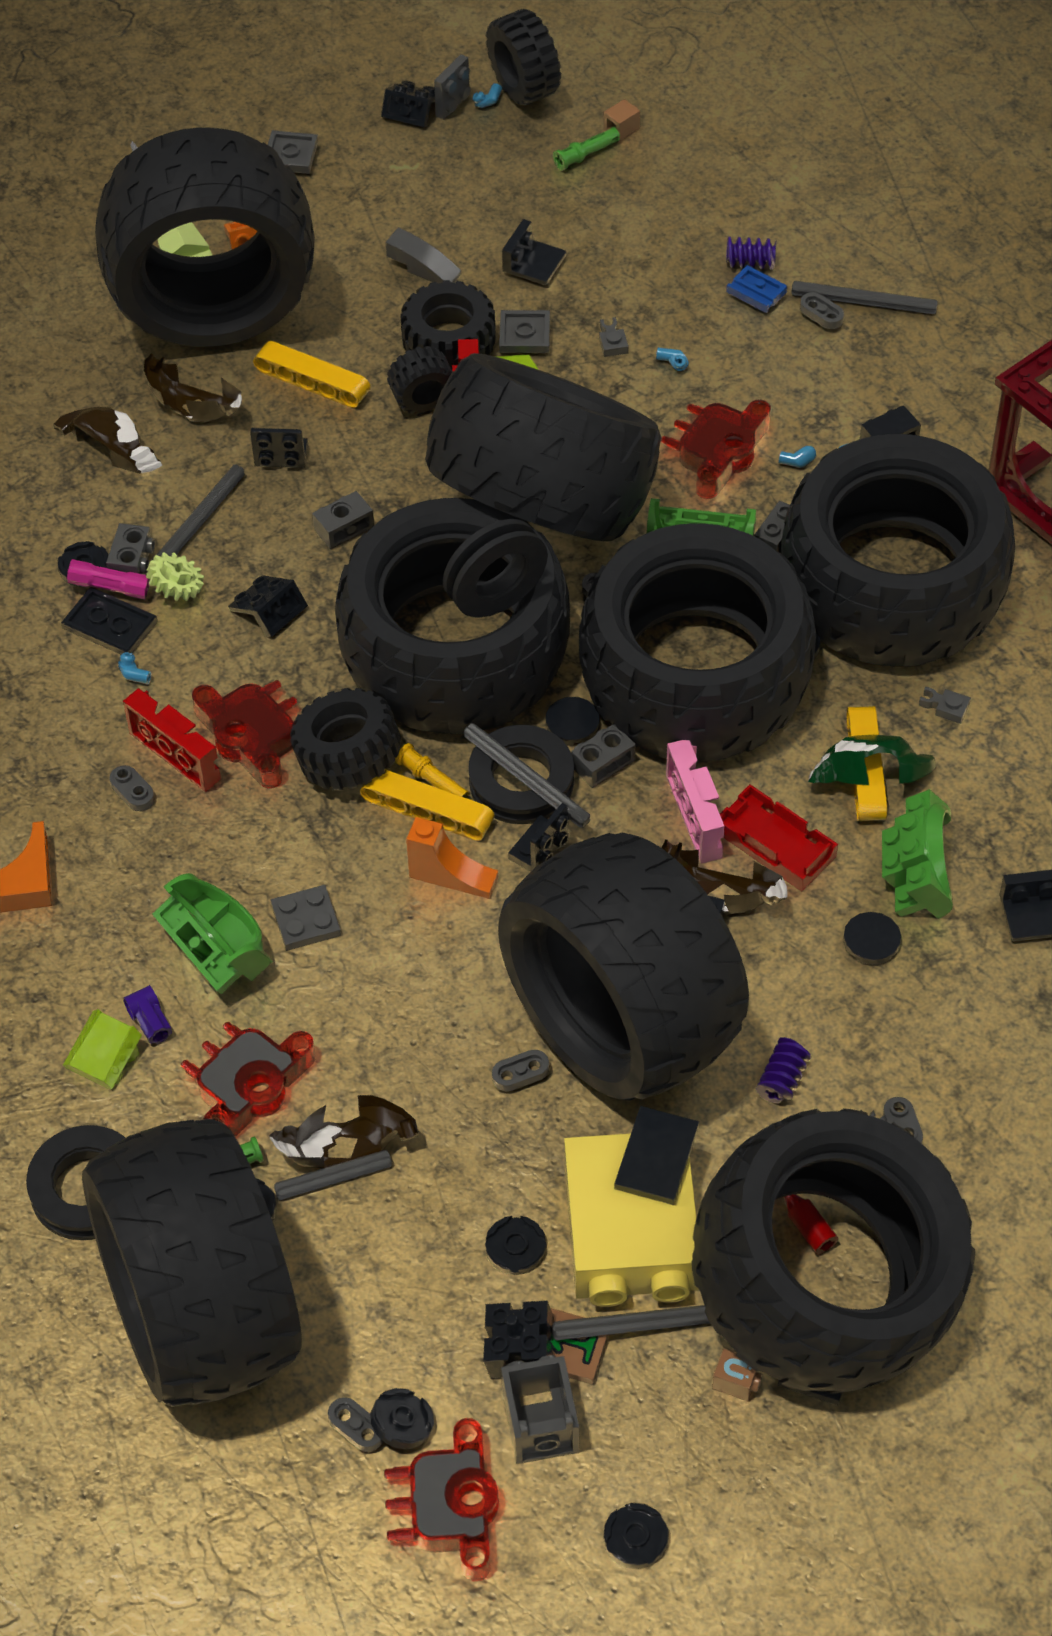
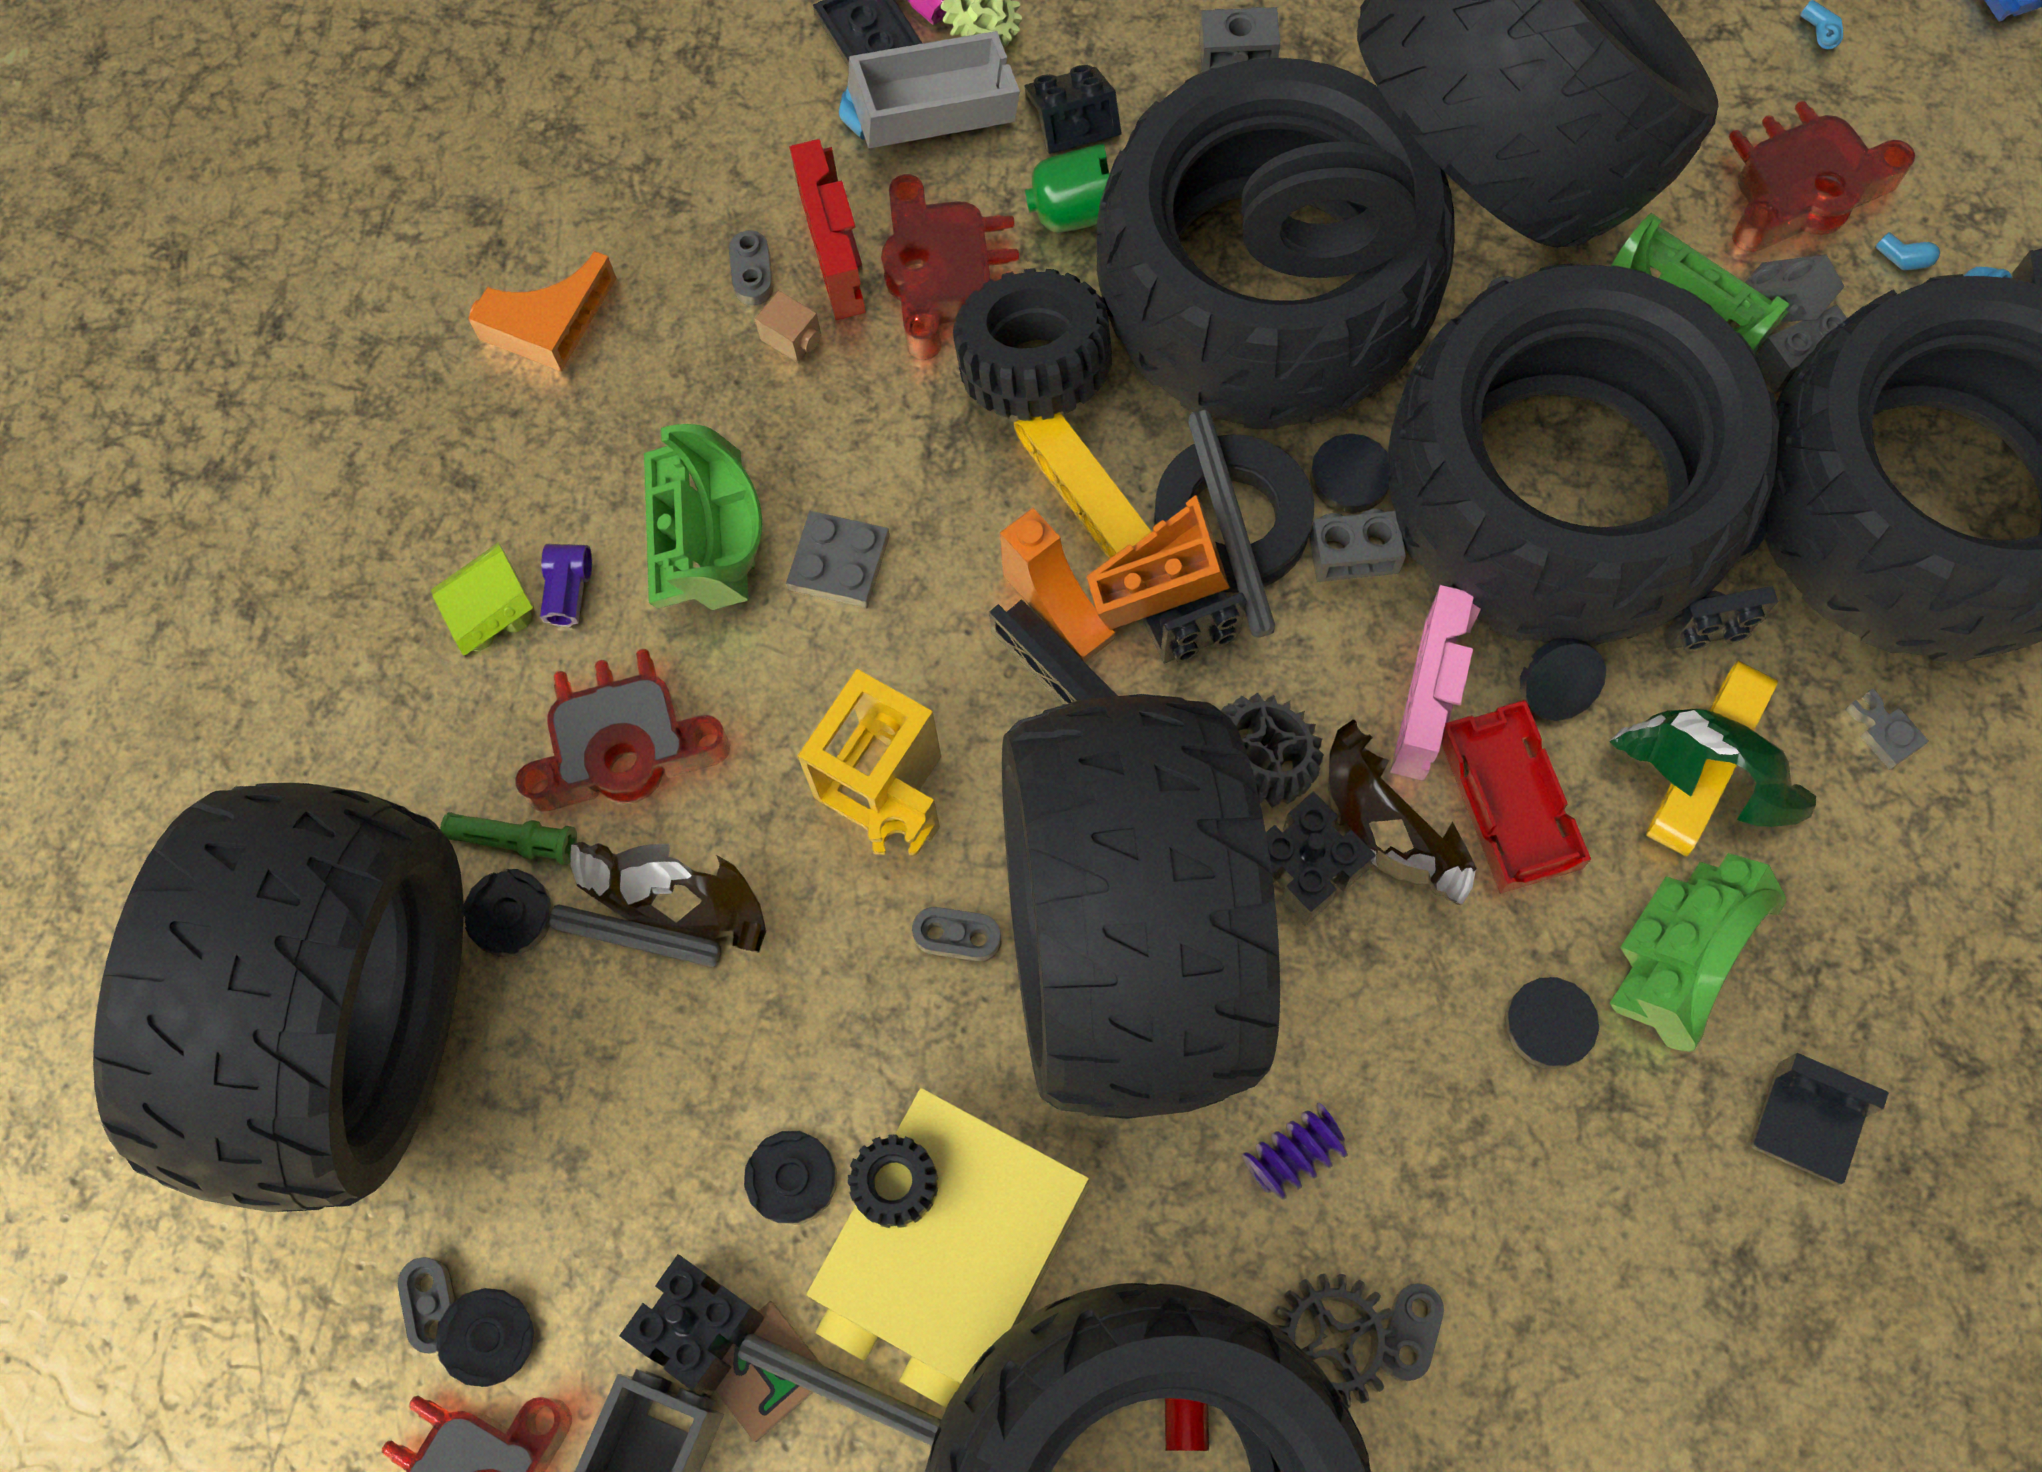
camera: 35 degrees right, 15 degrees up
(50, 1162) = (345, 706): black tyre -> none
(179, 632) = (932, 89): none -> light grey piece
(183, 807) = (788, 326): none -> medium nougat brick
(307, 647) = (1069, 189): none -> green cylinder
(414, 979) = (898, 775): none -> yellow piece
(423, 768) = (1114, 435): yellow pin -> none
(462, 903) = (1046, 654): none -> black fence
(507, 818) = (1160, 571): none -> orange wedge
(584, 1201) = (866, 1167): none -> black tyre
(656, 1155) = (1020, 1195): black tile -> none
(756, 495) = (1803, 282): none -> dark grey brick
(762, 762) = (1563, 679): none -> black tile
(824, 690) = (1719, 618): none -> black plate

